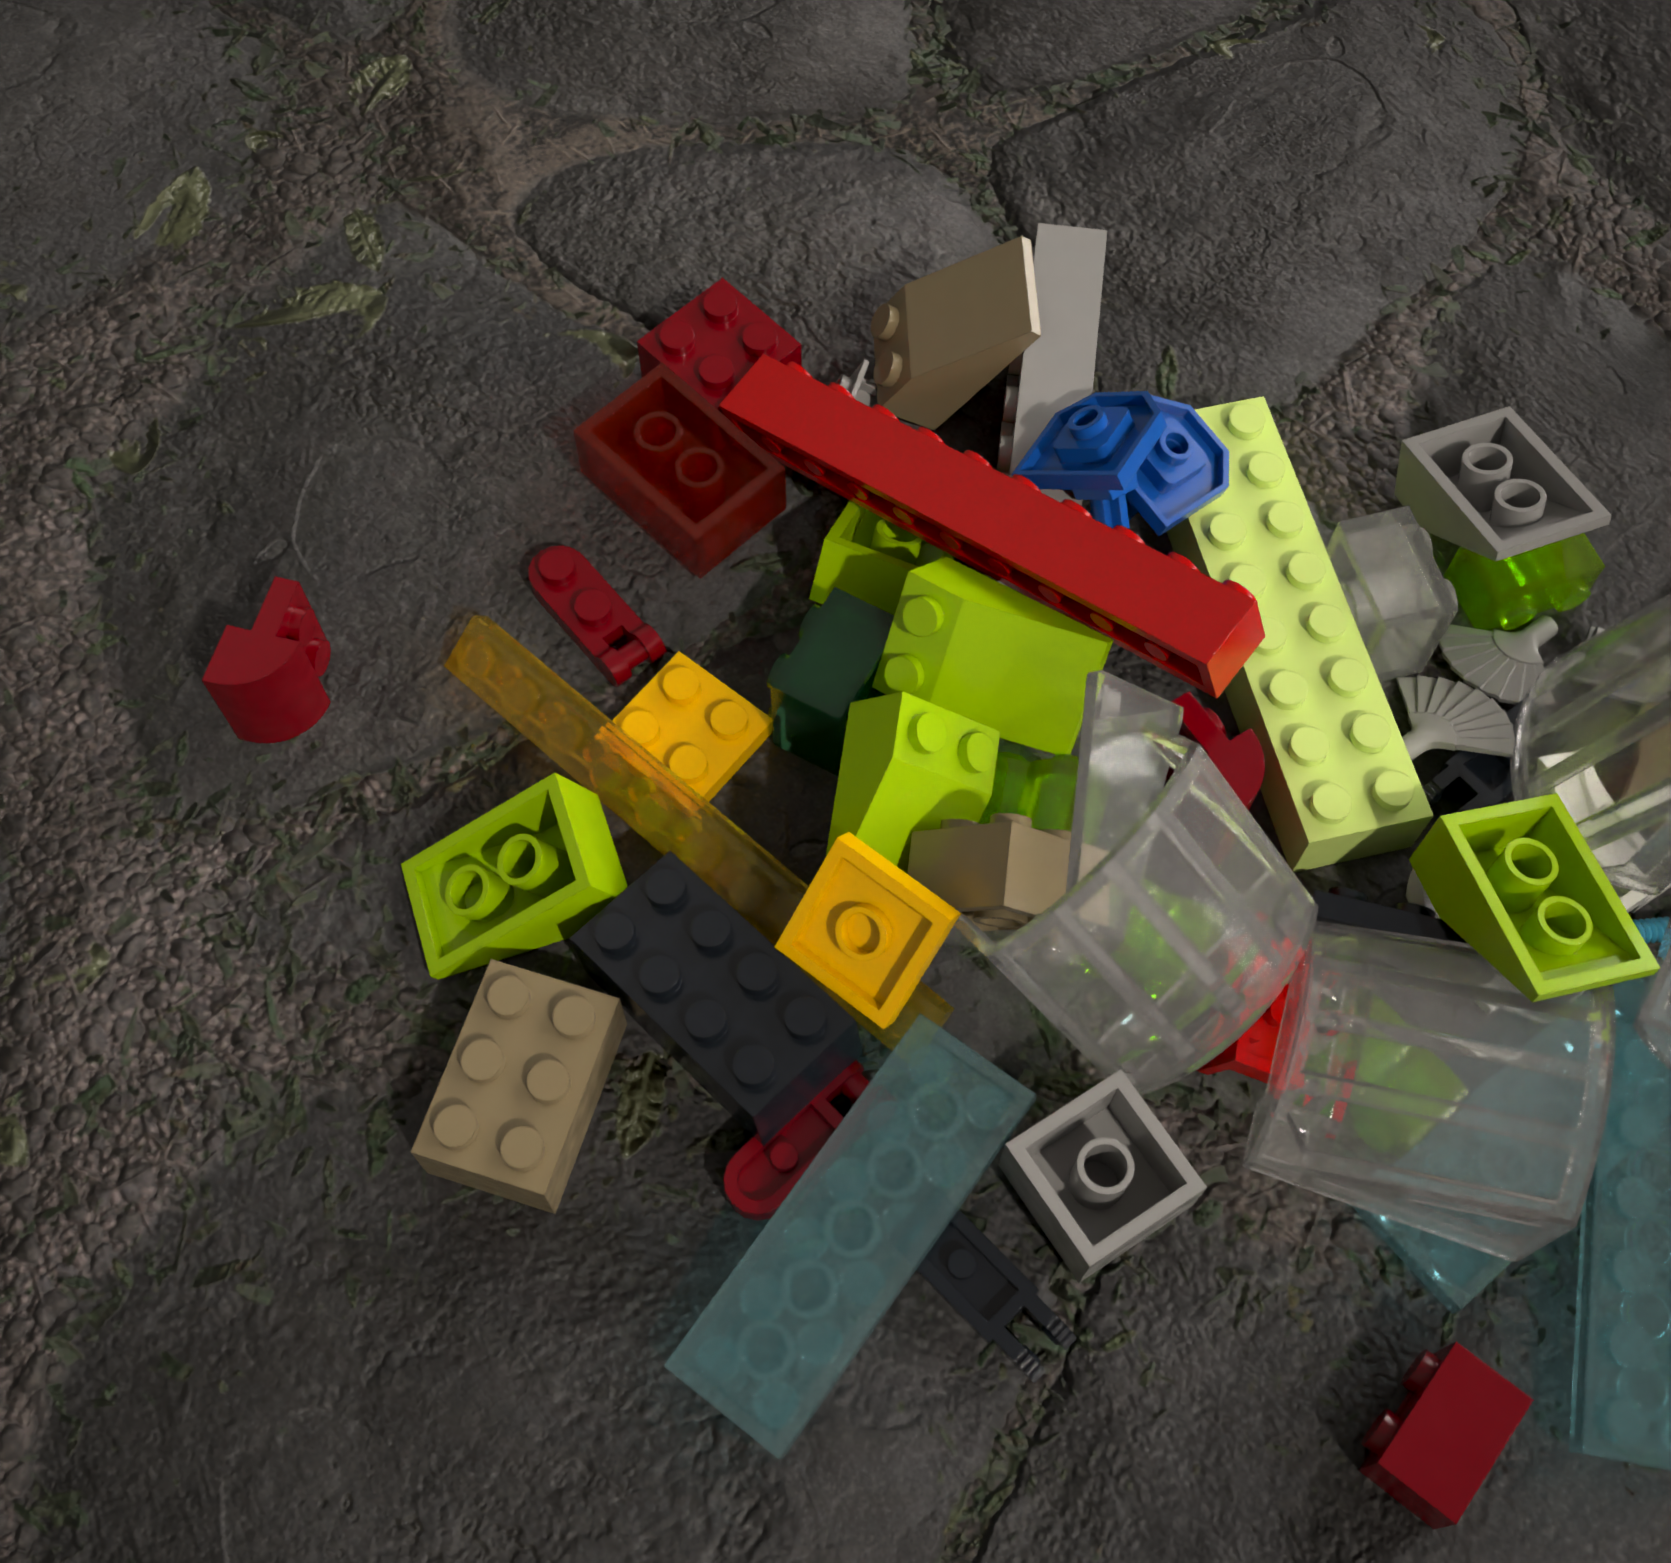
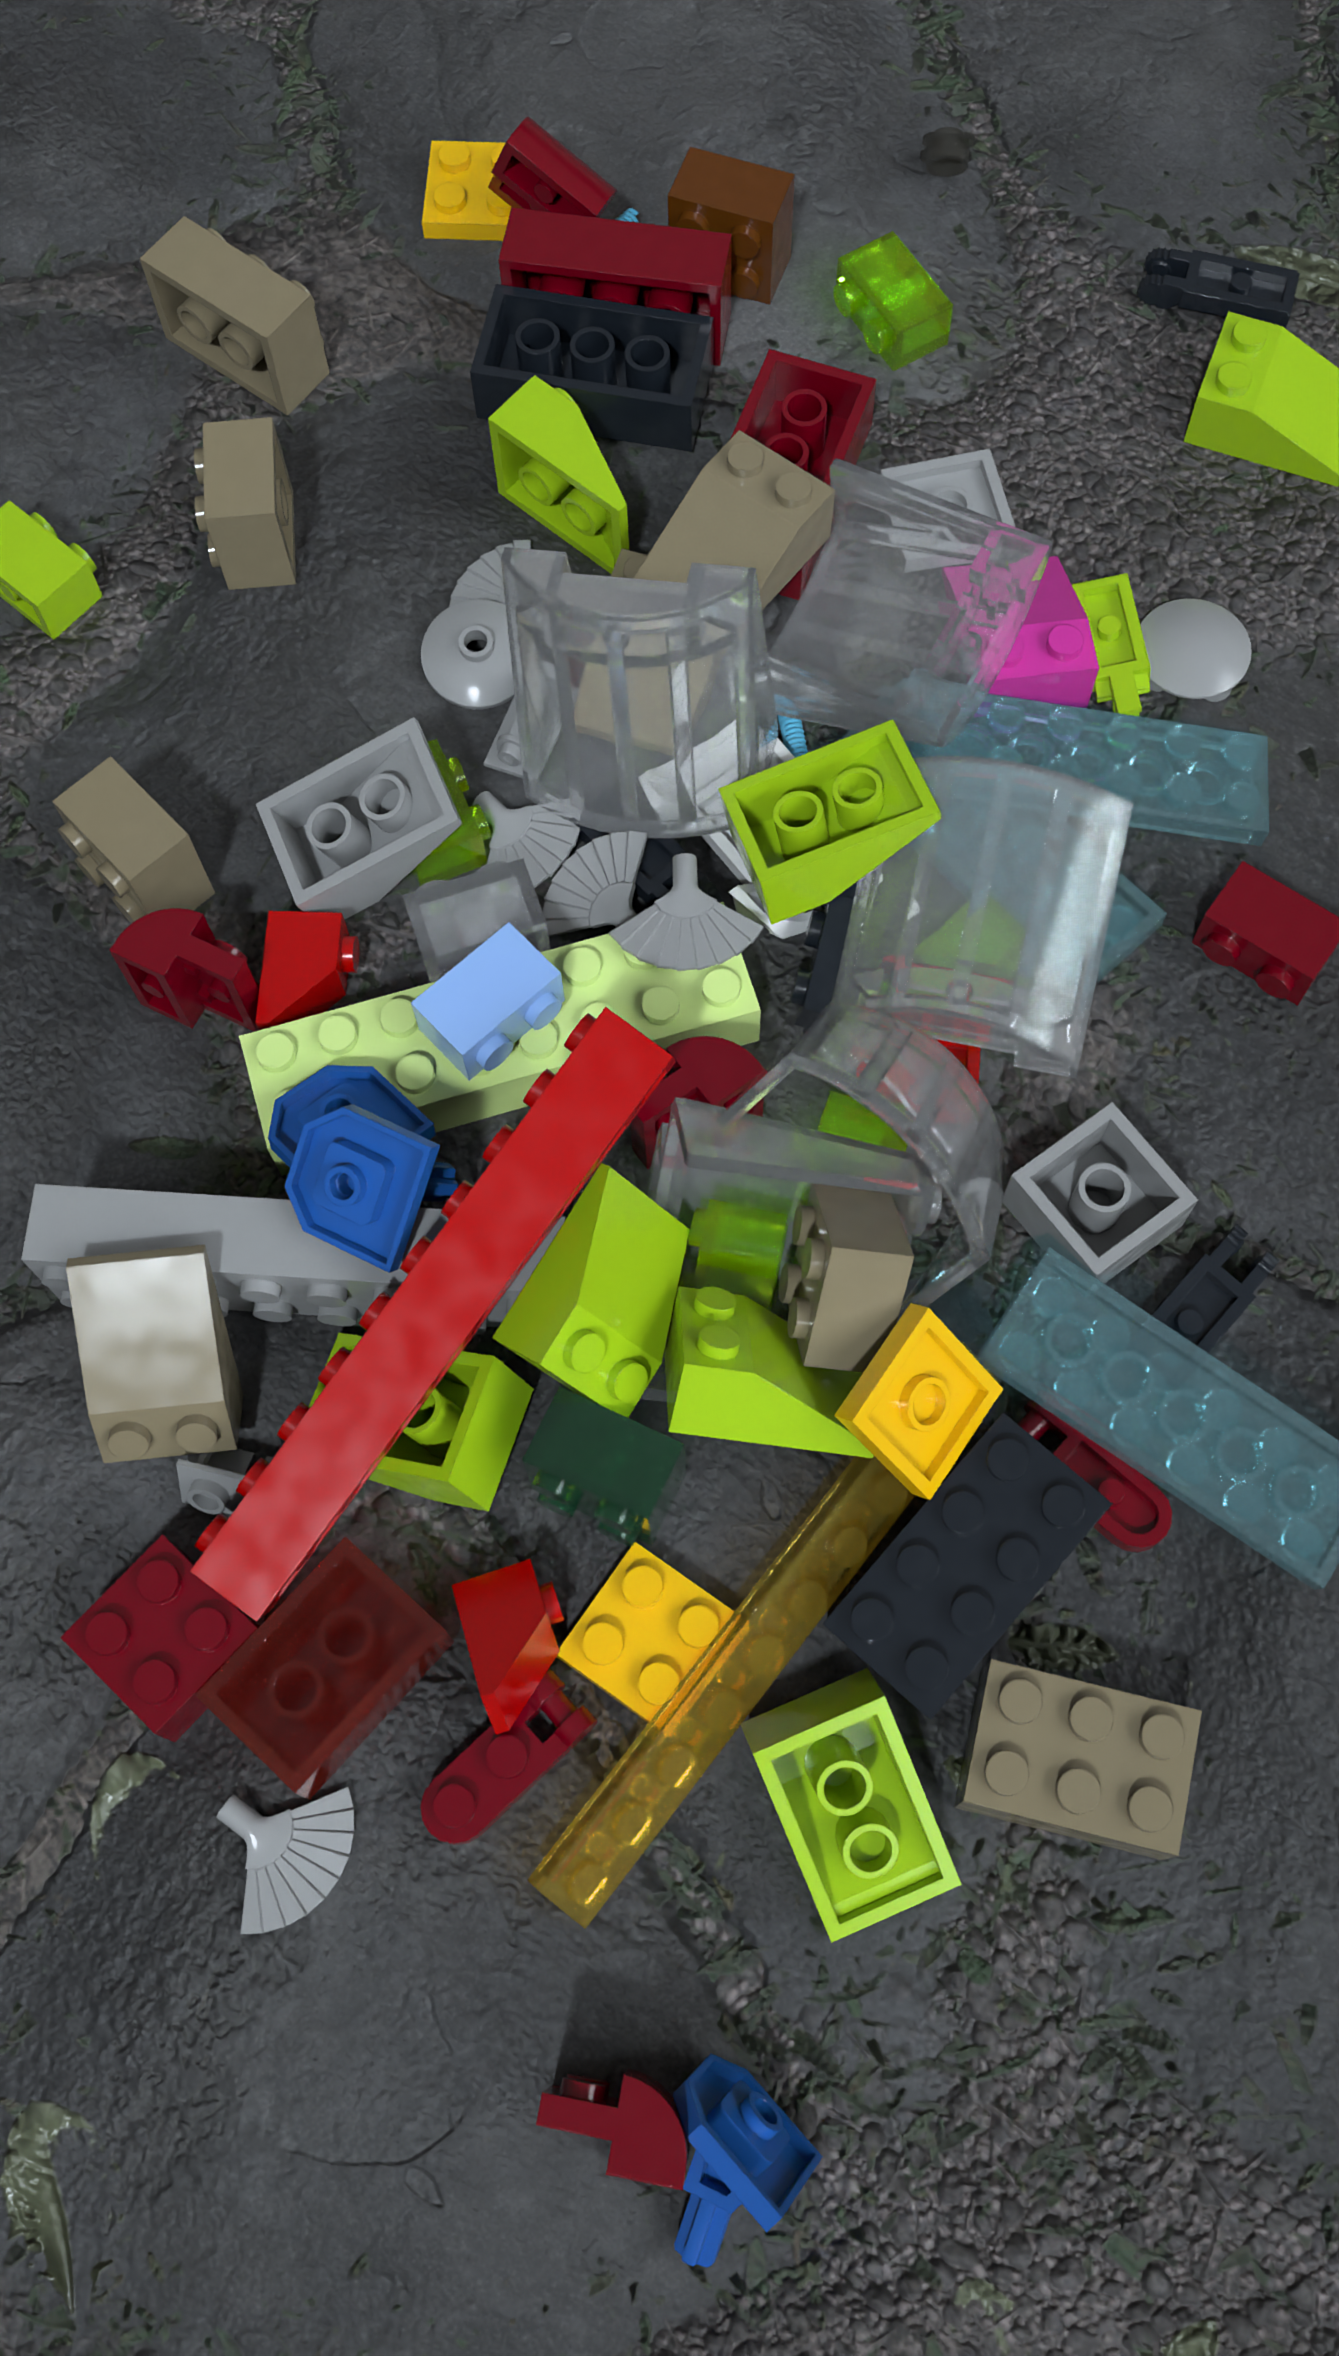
camera: 90 degrees left, 5 degrees up
(244, 759) = (742, 2156): none -> blue piece
(538, 461) = (290, 1857): none -> light grey hand
(688, 601) = (508, 1636): none -> red slope
(1298, 577) = (490, 1002): none -> light blue brick
(1332, 361) = (184, 970): none -> dark red brick
(1343, 462) = (304, 965): none -> red slope
(1398, 771) = (686, 926): none -> light grey hand
(1456, 318) = (130, 844): none -> dark tan brick

